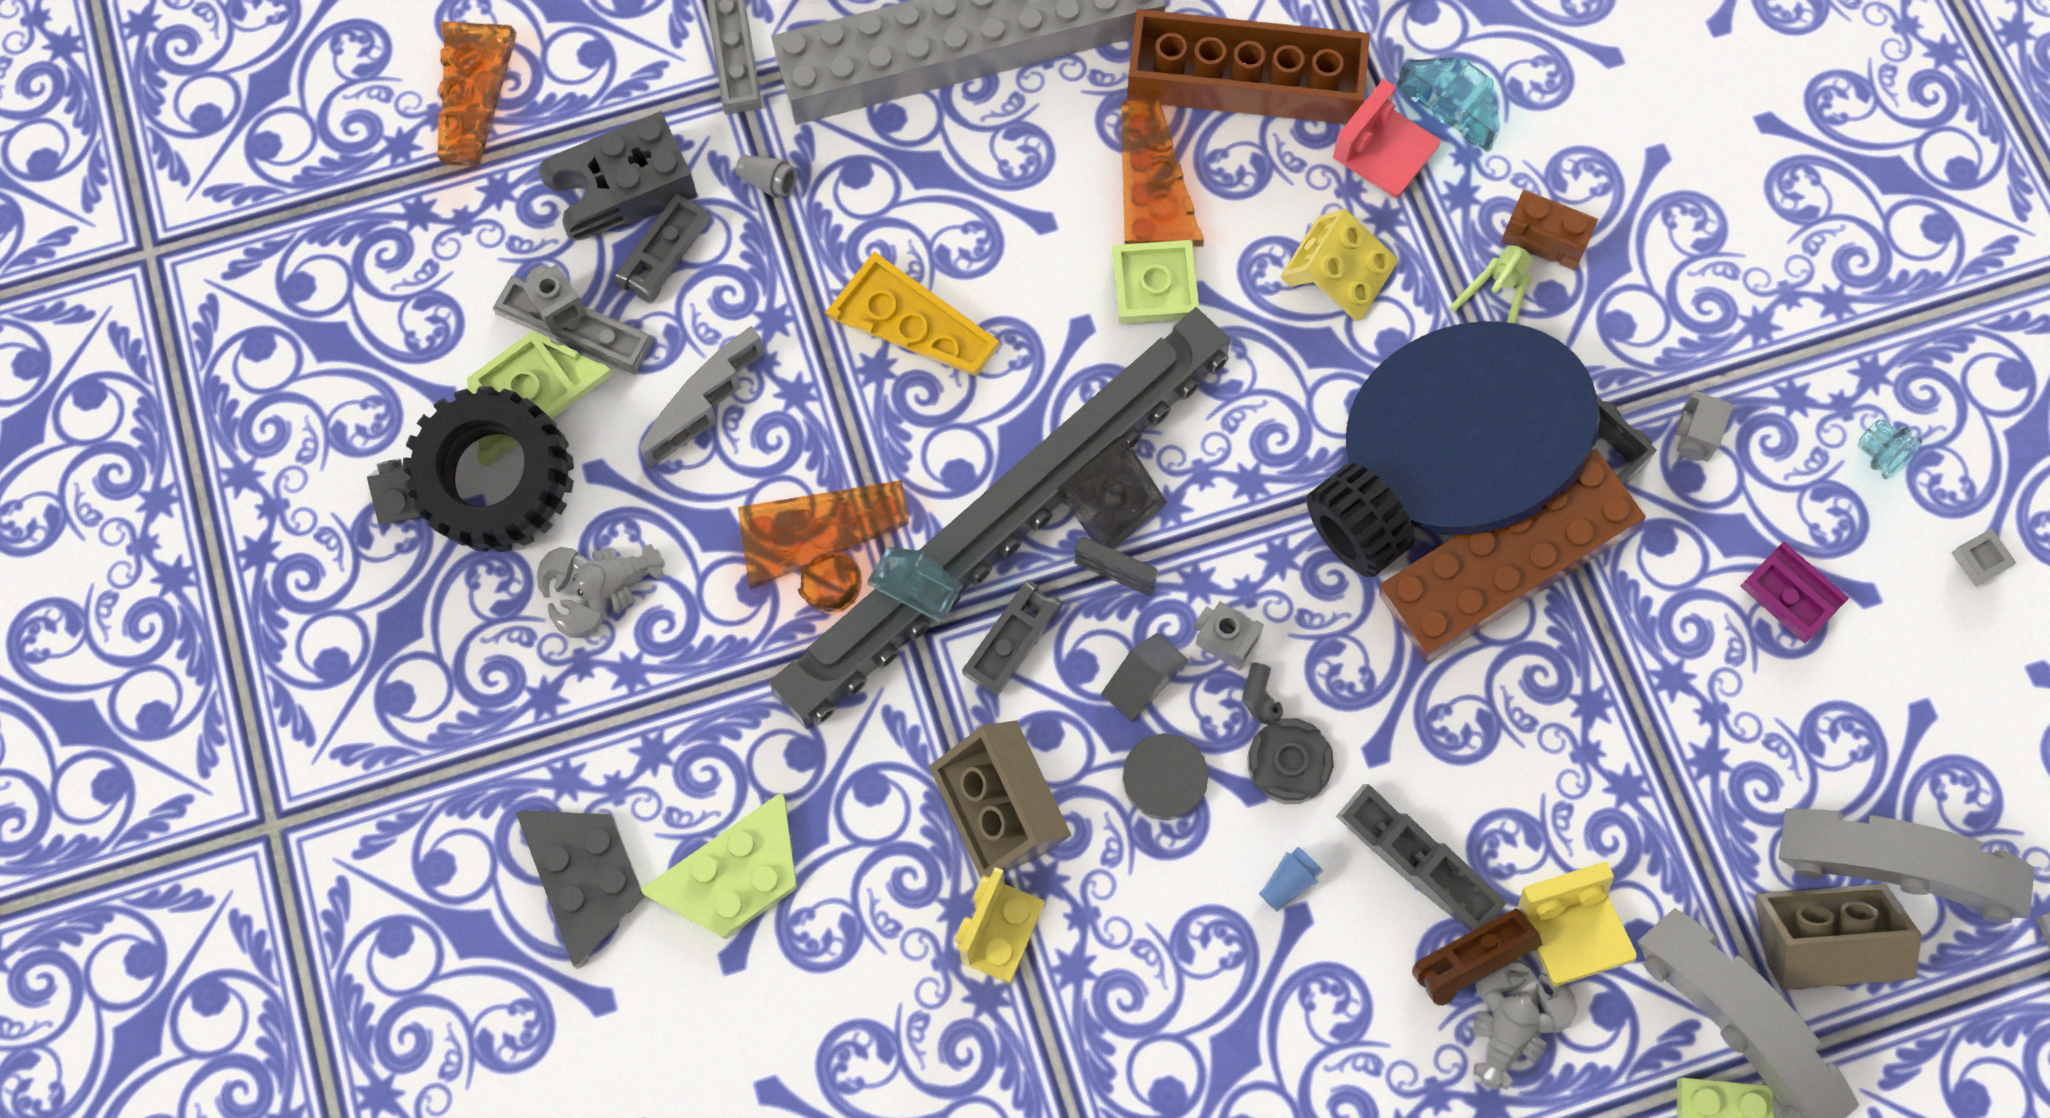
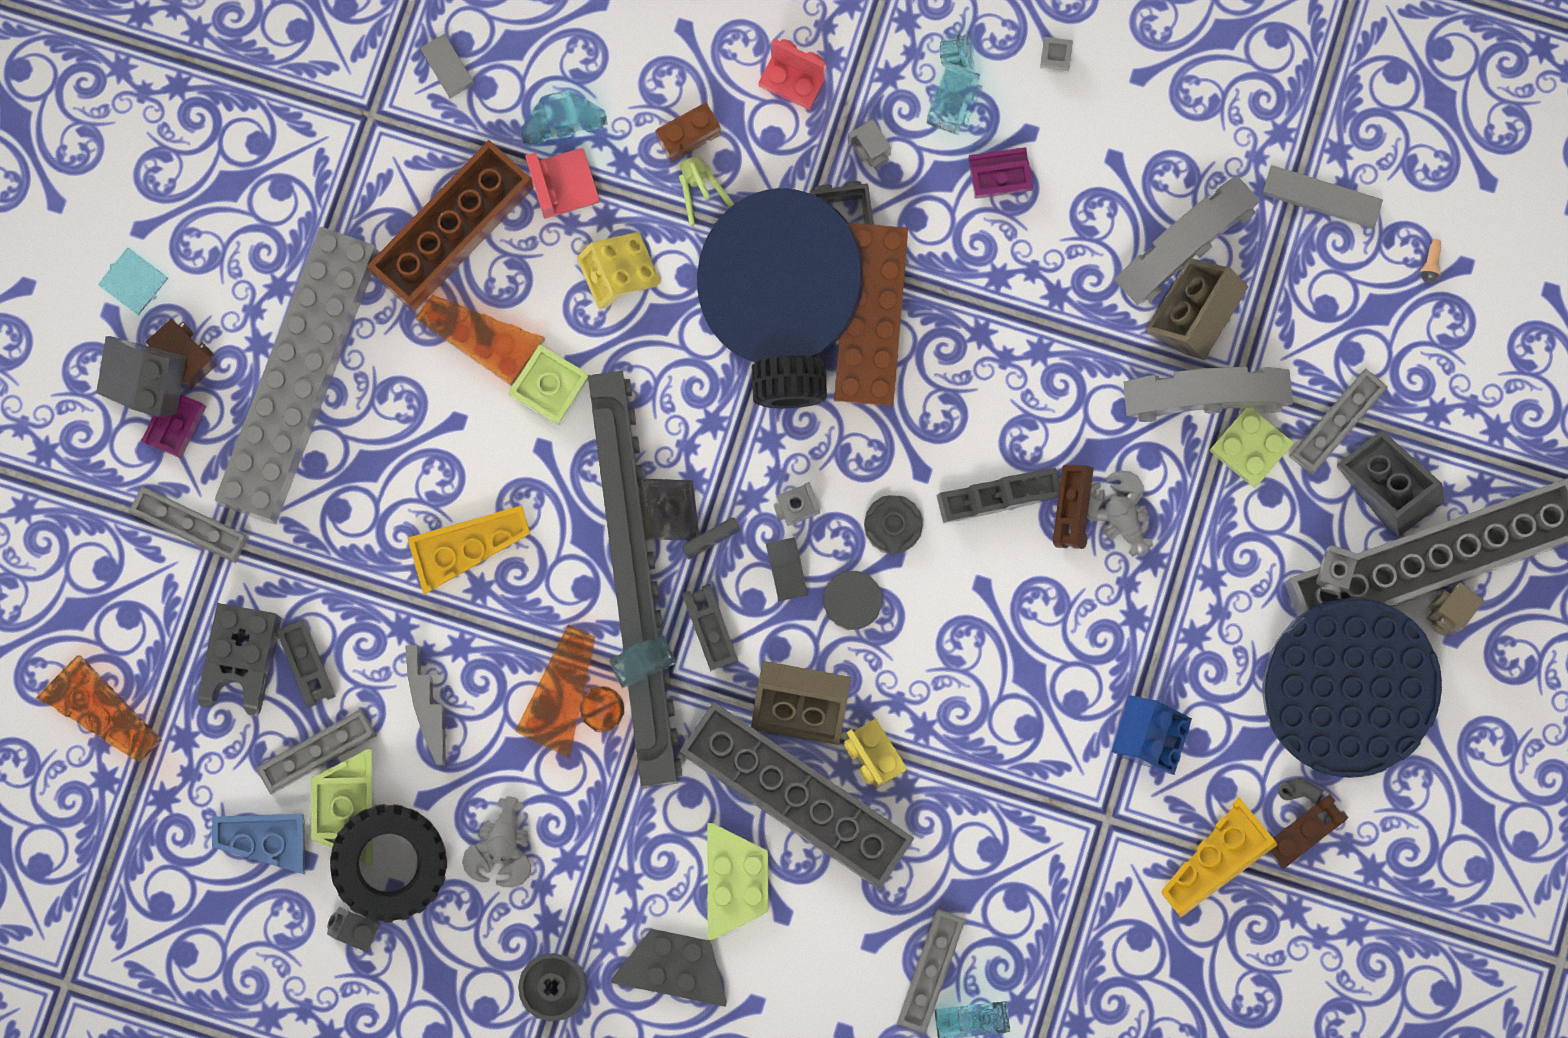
camera: 55 degrees left, 10 degrees up
(438, 335) = (265, 838): none -> medium blue wing
(464, 749) = (535, 982): none -> dark grey wheel
(553, 297) = (305, 757): light grey brick -> none
(767, 174) = (303, 565): light grey cone -> none
(882, 874) = (796, 795): none -> flat silver brick
(1256, 697) = (845, 516): dark grey arm -> none
(1290, 879) = (959, 572): medium blue cone -> none
(1577, 924) = (1096, 440): light yellow bracket -> none
(1710, 292) = (794, 74): none -> coral bracket
(1832, 478) = (953, 99): none -> clear light blue brick

